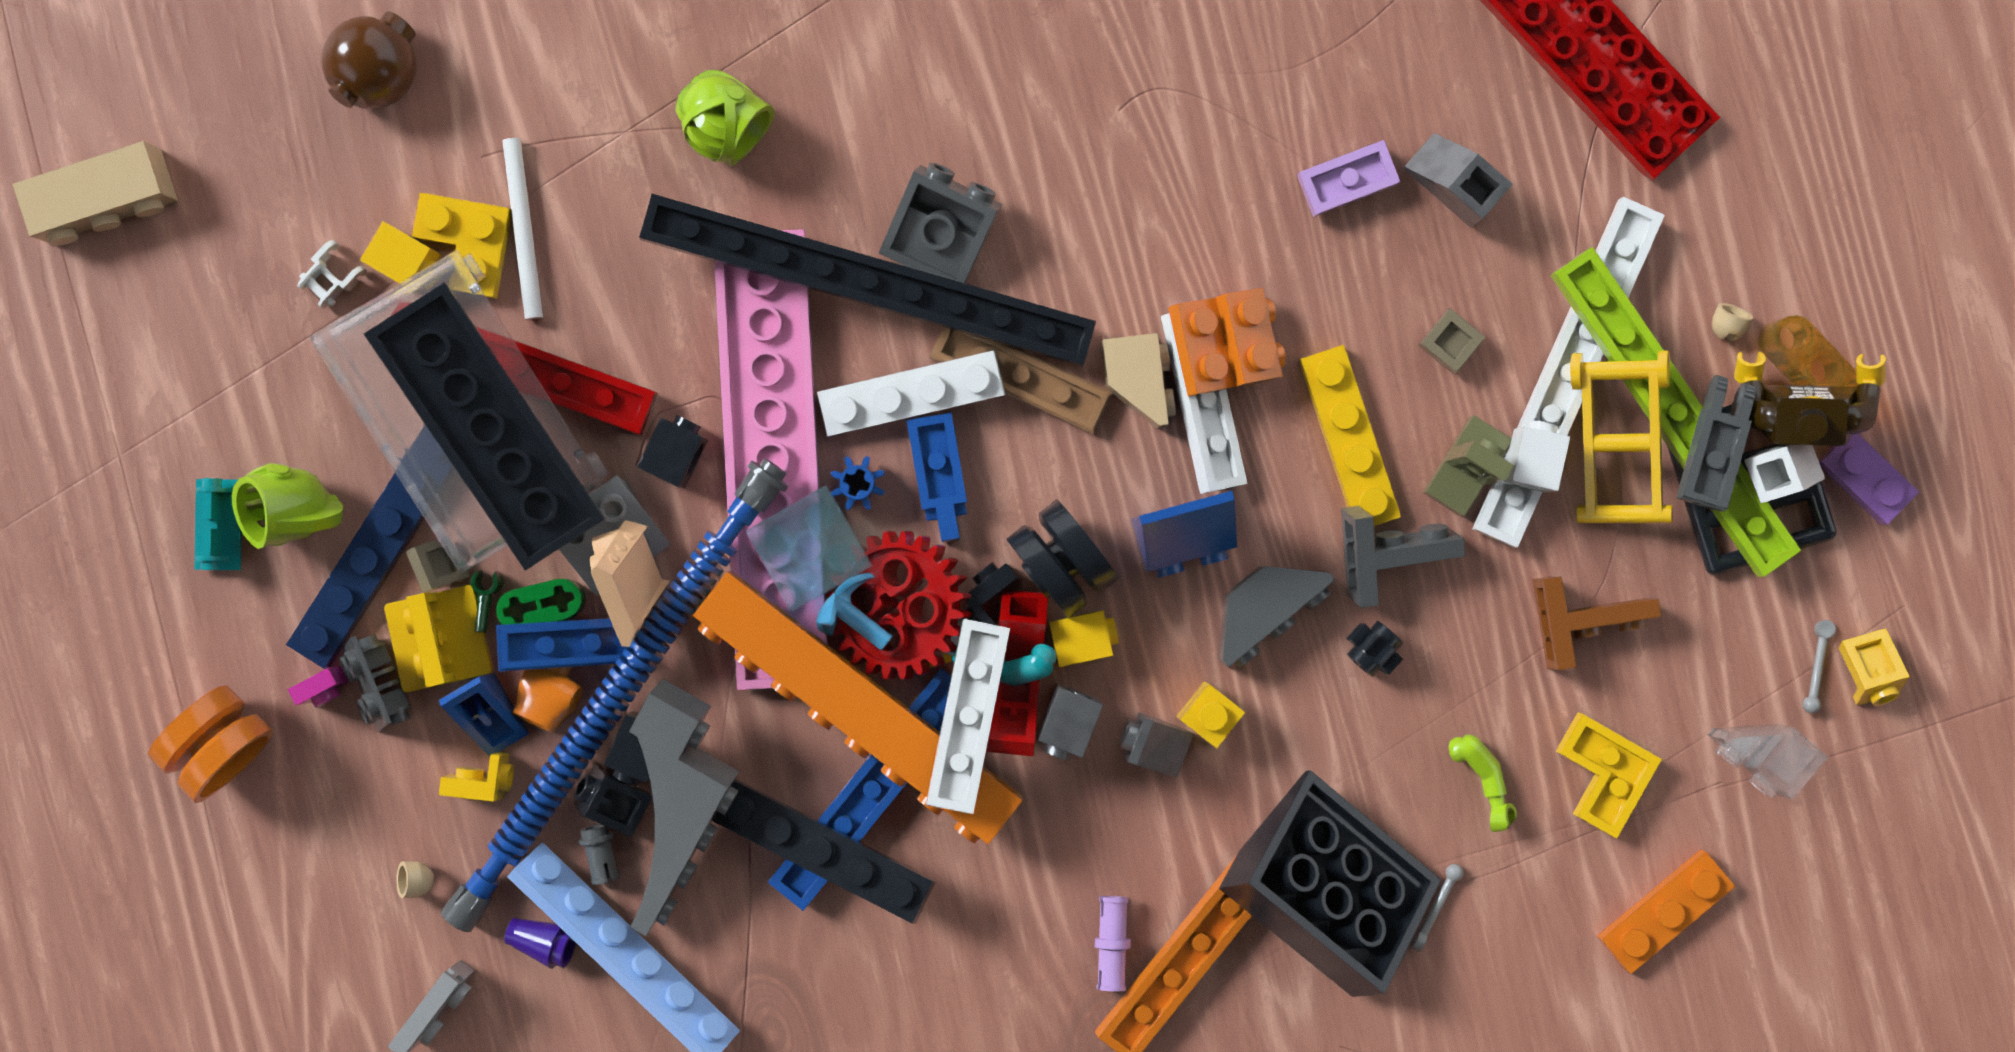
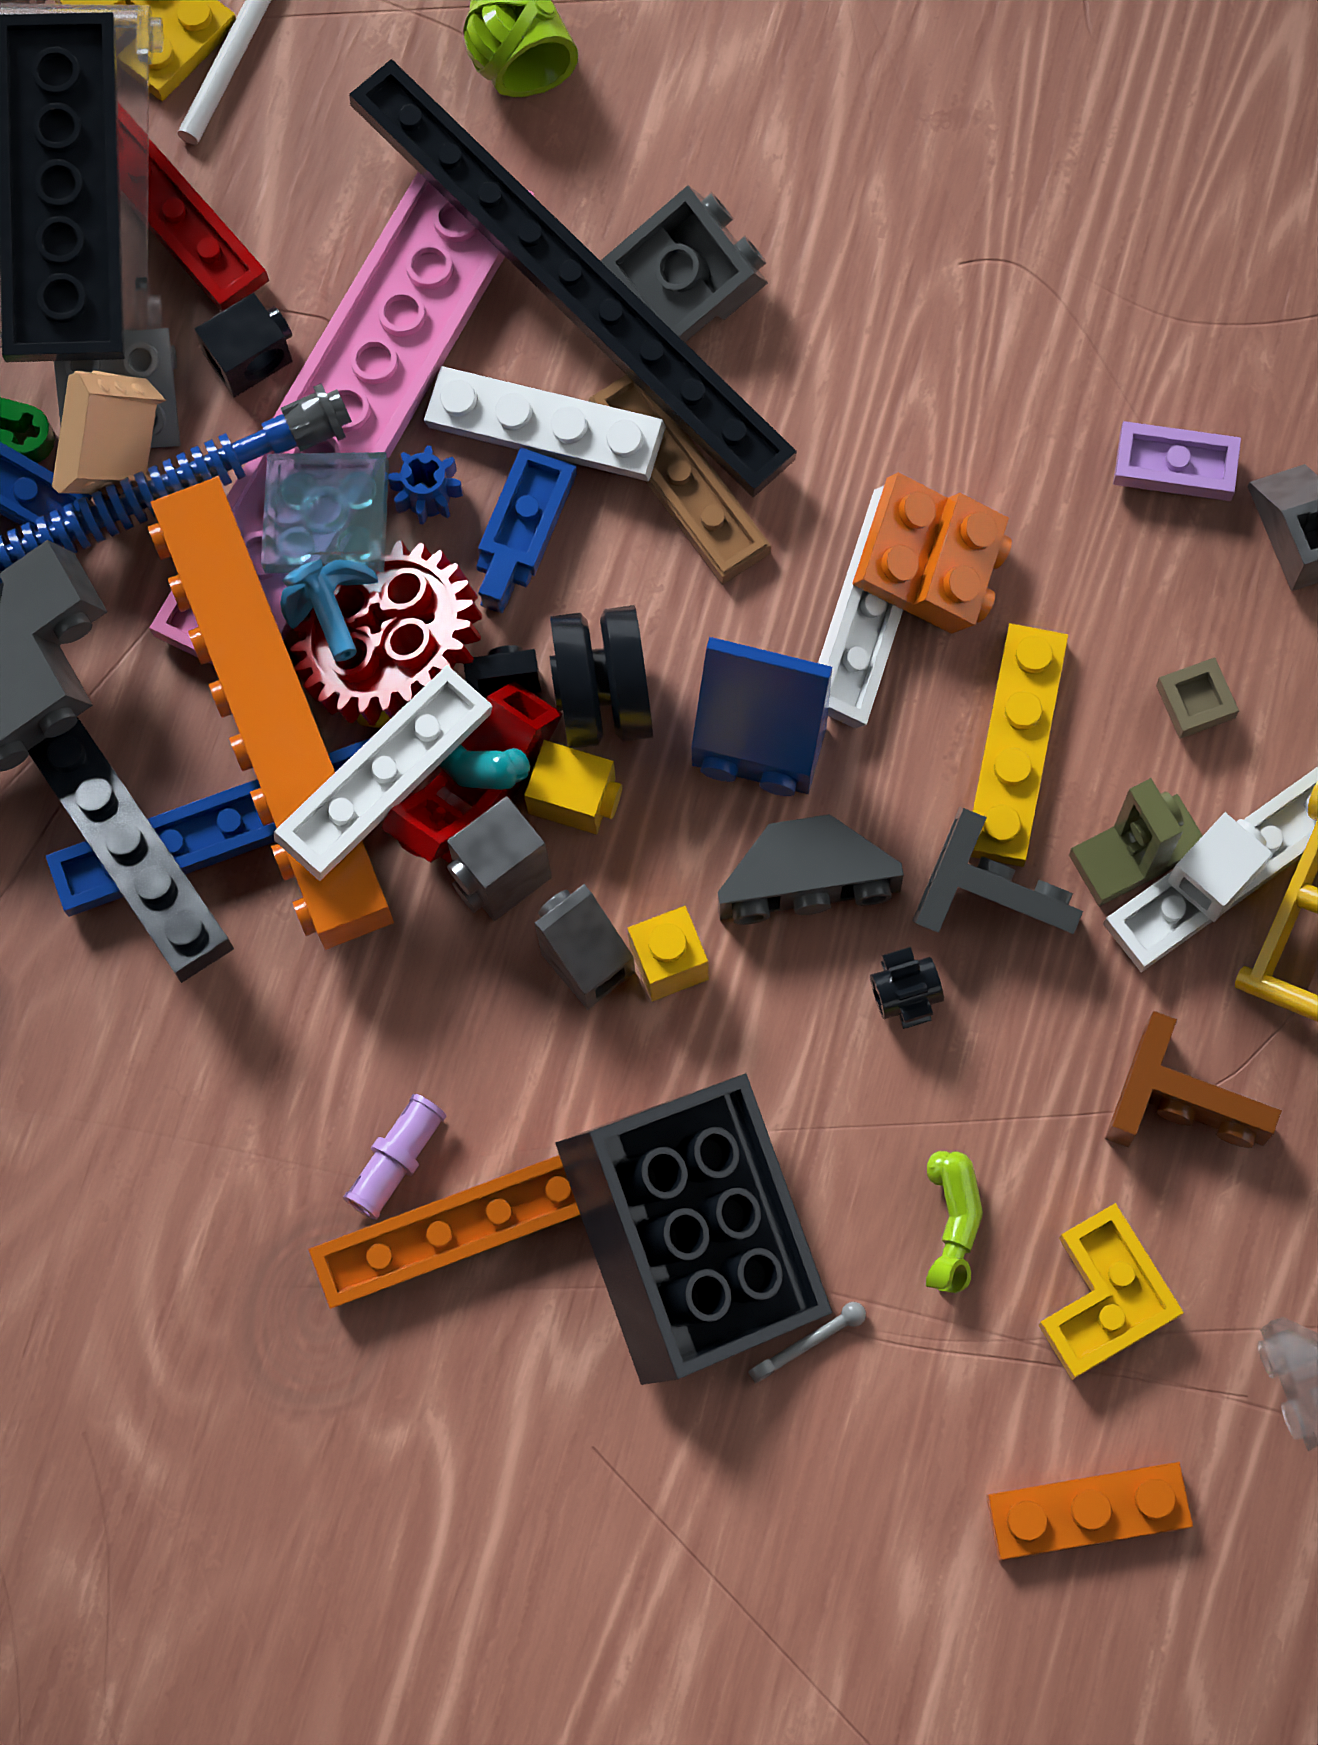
camera: 35 degrees right, 15 degrees down
(1135, 375) = (808, 536): tan slope -> none

